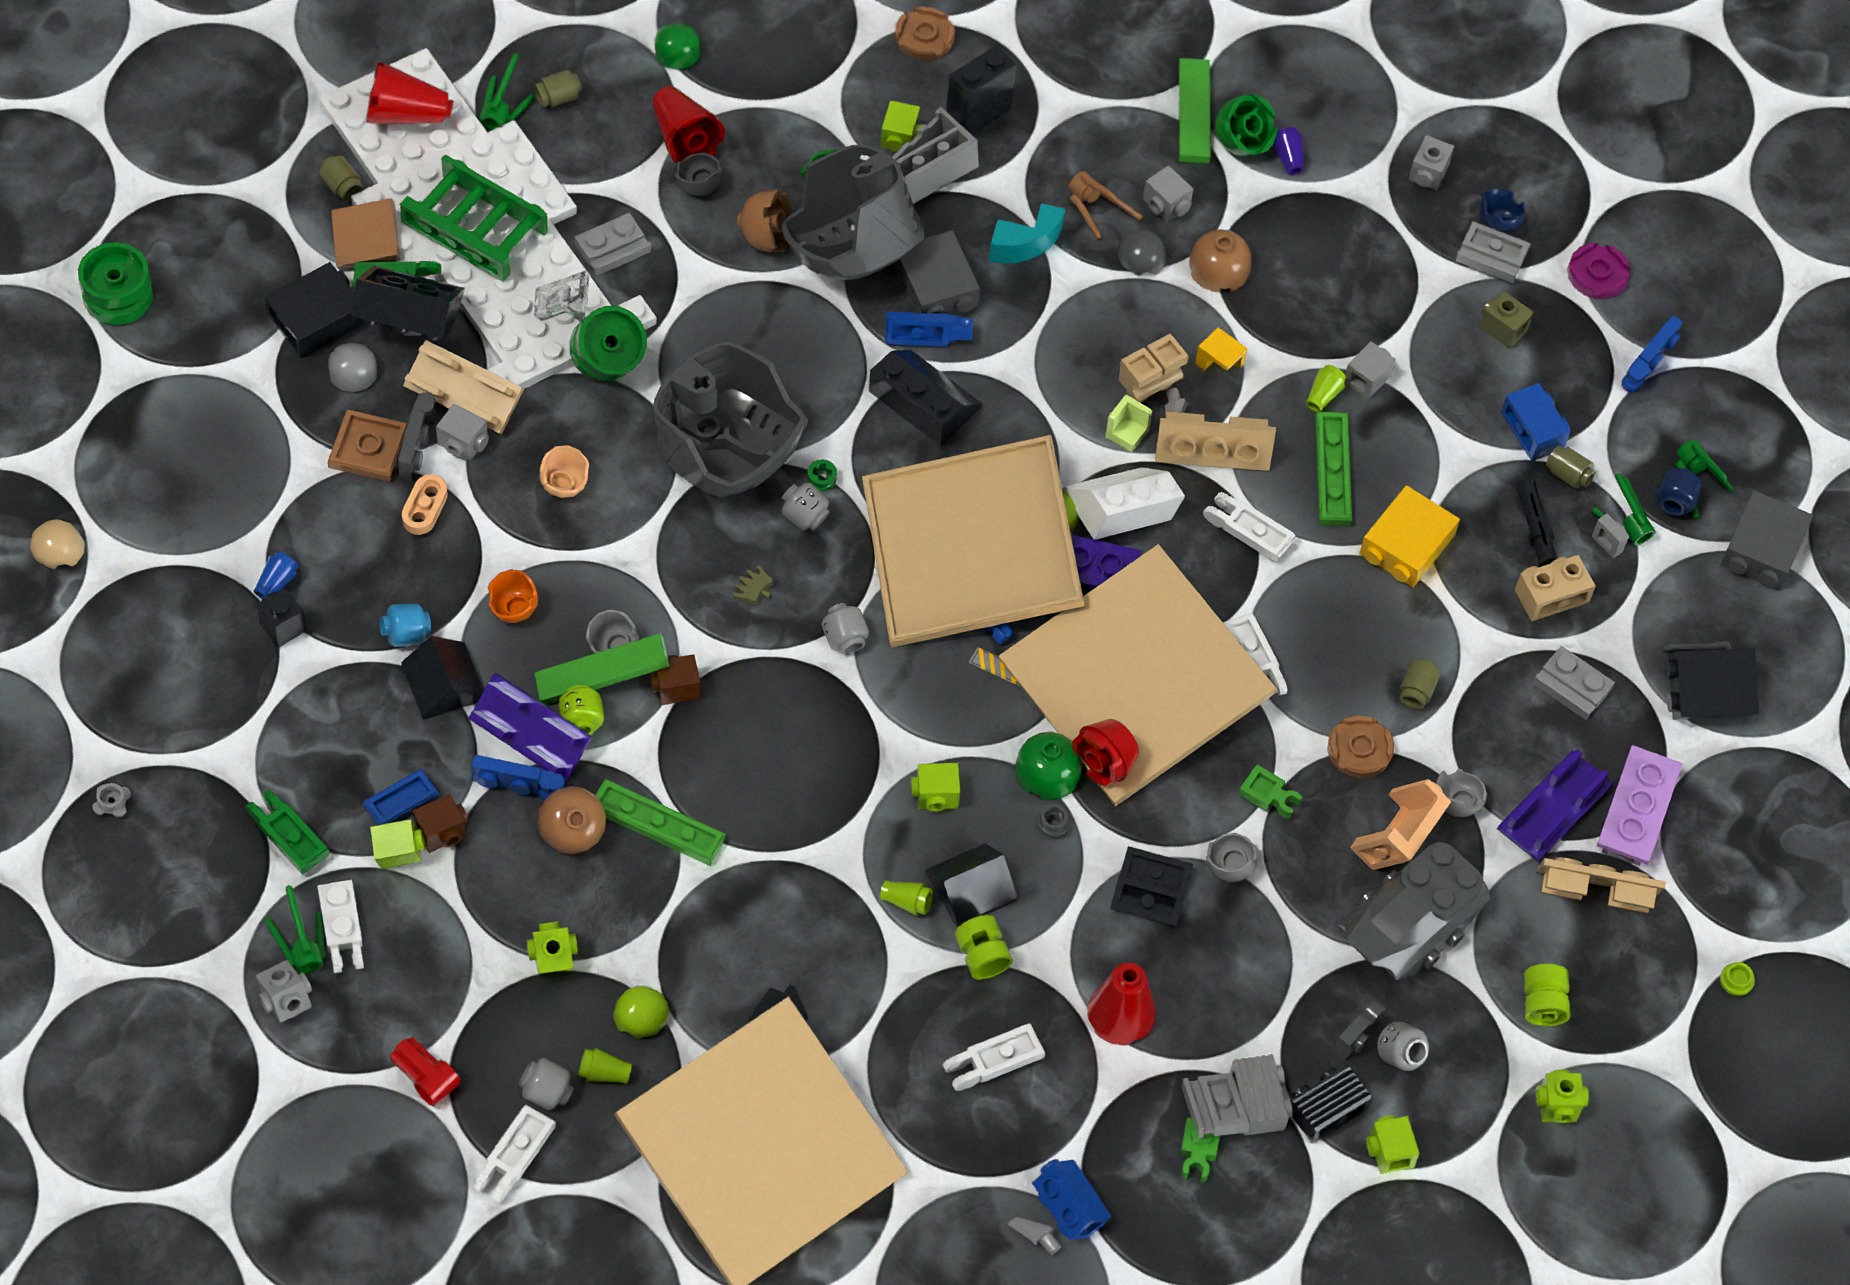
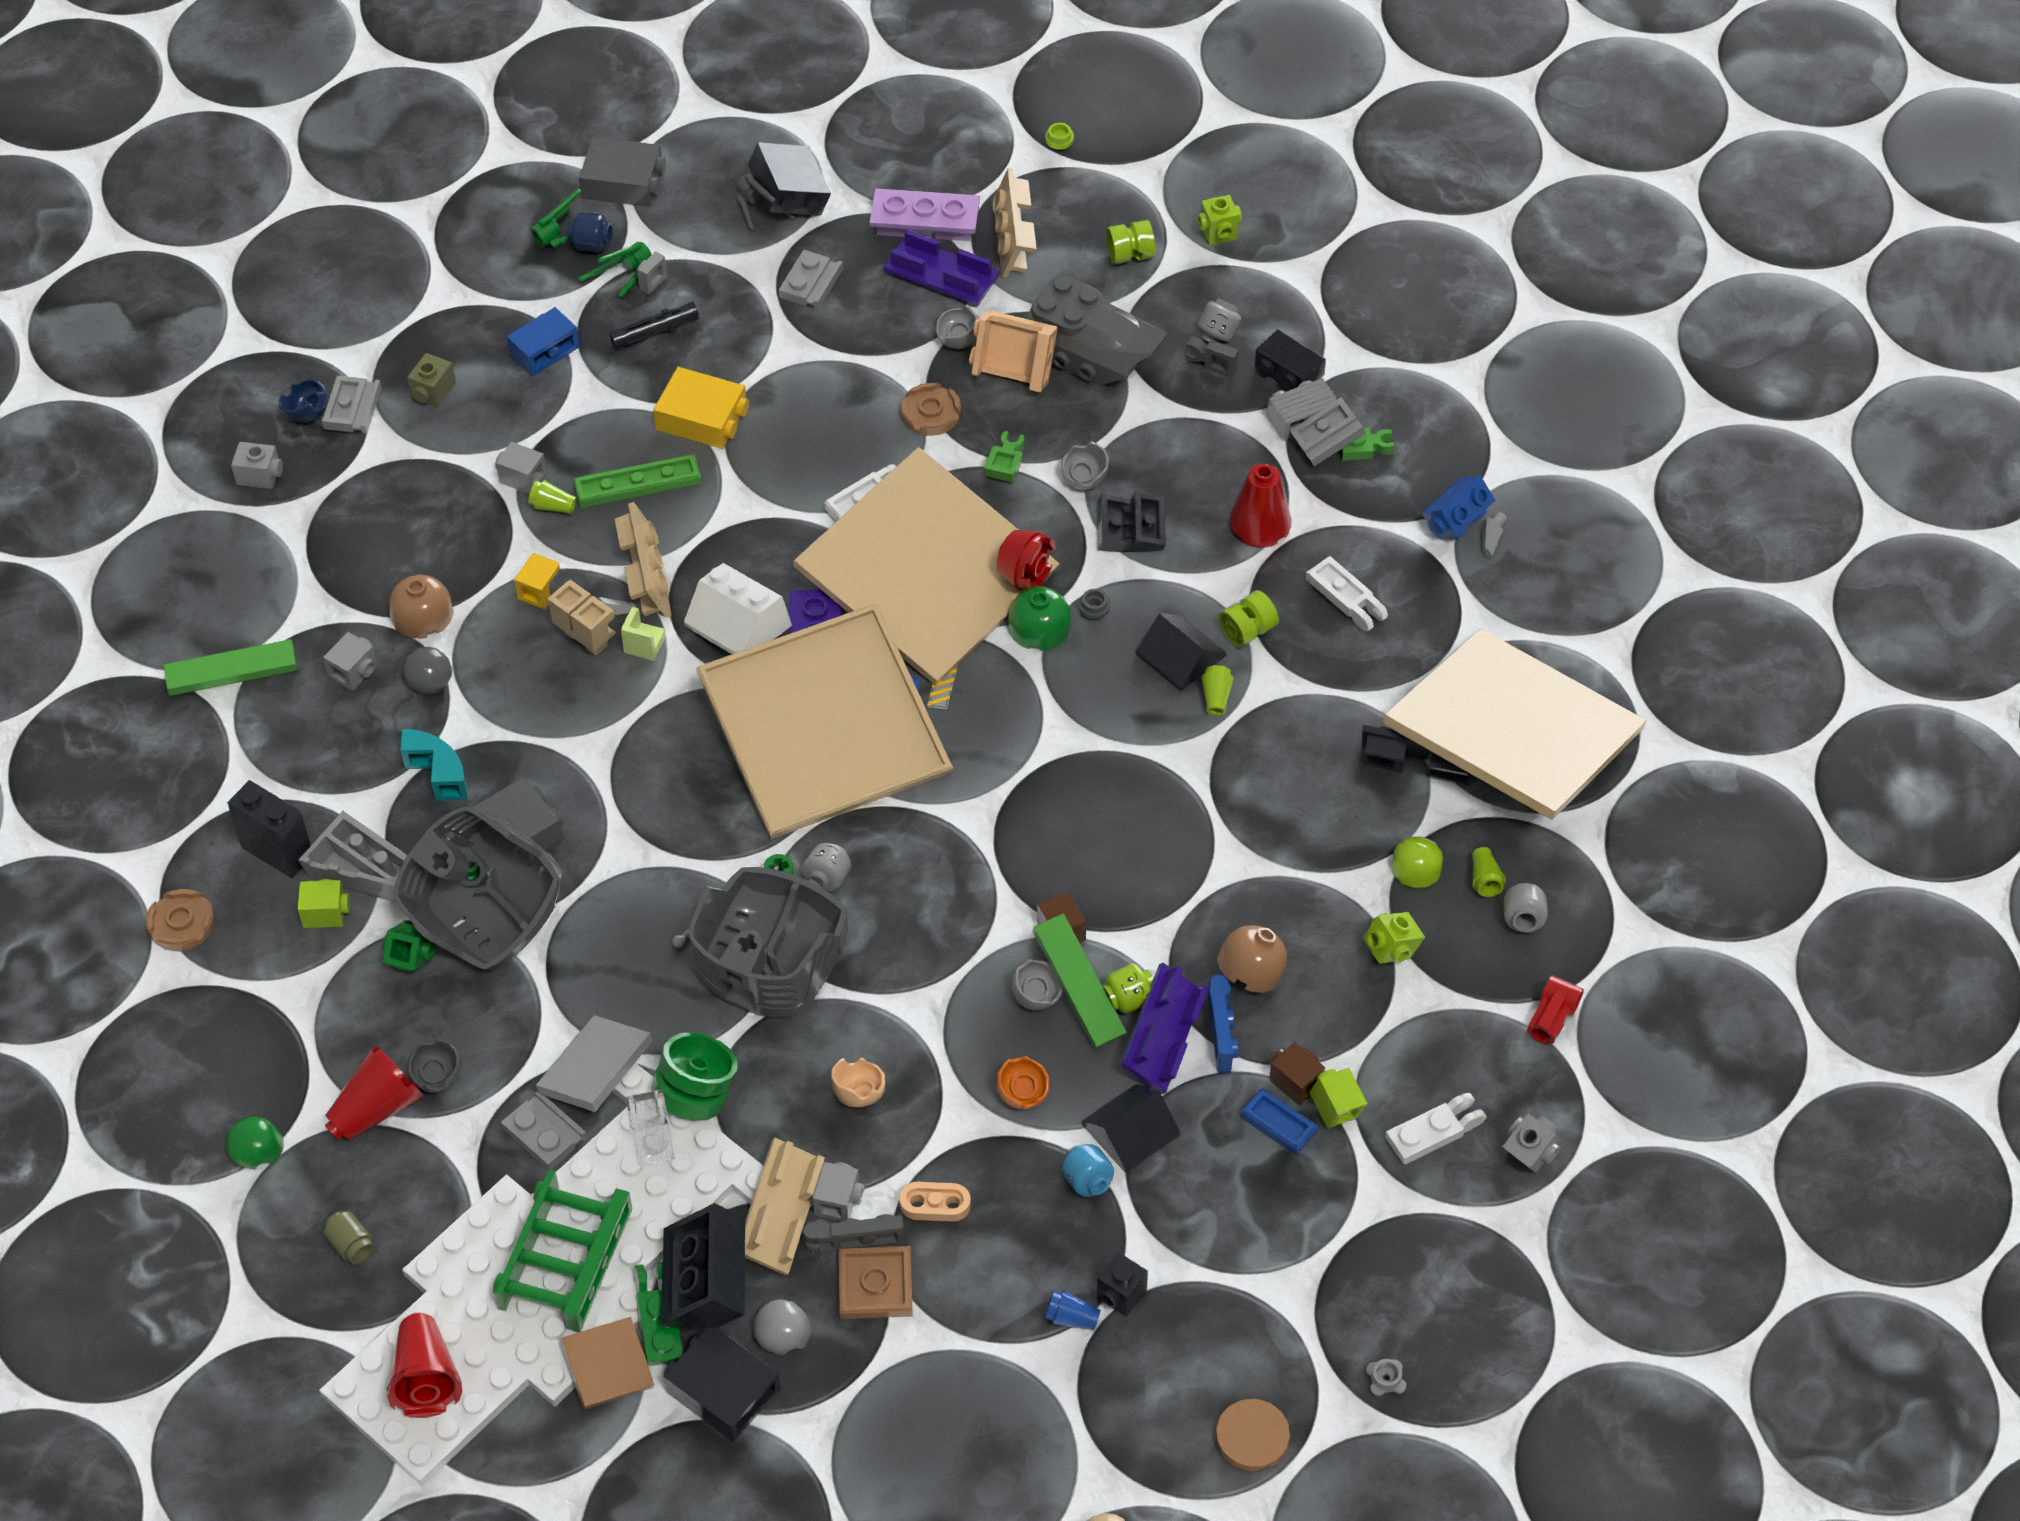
camera: 100 degrees left, 5 degrees down
(104, 681) = (1252, 1435): none -> medium nougat tile
(289, 833) = (1358, 1202): green hinge -> none
(305, 954) = (1478, 1144): green plant -> none
(340, 177) = (533, 1416): olive brick -> none
(496, 113) = (397, 1289): green plant -> none
(515, 1151) = (1600, 917): white hinge -> none
(658, 284) = (594, 1063): none -> light grey tile
(660, 823) = (1216, 902): bright green tile -> none
(753, 588) = (926, 894): olive piece -> none
(762, 220) = (484, 986): medium nougat cylinder -> none
(845, 628) = (954, 802): light grey head -> none
(922, 394) = (658, 806): black slope -> none
(926, 329) = (577, 820): blue hinge -> none
(936, 786) = (1097, 691): lime brick -> none
(1088, 190) = (361, 728): medium nougat plant -> none
(1246, 125) = (254, 610): green cylinder -> none
(1250, 526) = (727, 524): white hinge -> none
(1290, 150) = (264, 578): dark purple cone -> none
(1392, 1144) = (1307, 316): lime brick -> none
(1419, 683) = (854, 376): olive brick -> none
(1554, 587) = (721, 301): tan brick -> none
(1571, 467) = (586, 310): olive brick -> none
(1598, 271) = (348, 330): magenta tile -> none
(1651, 355) = (440, 274): blue hinge -> none

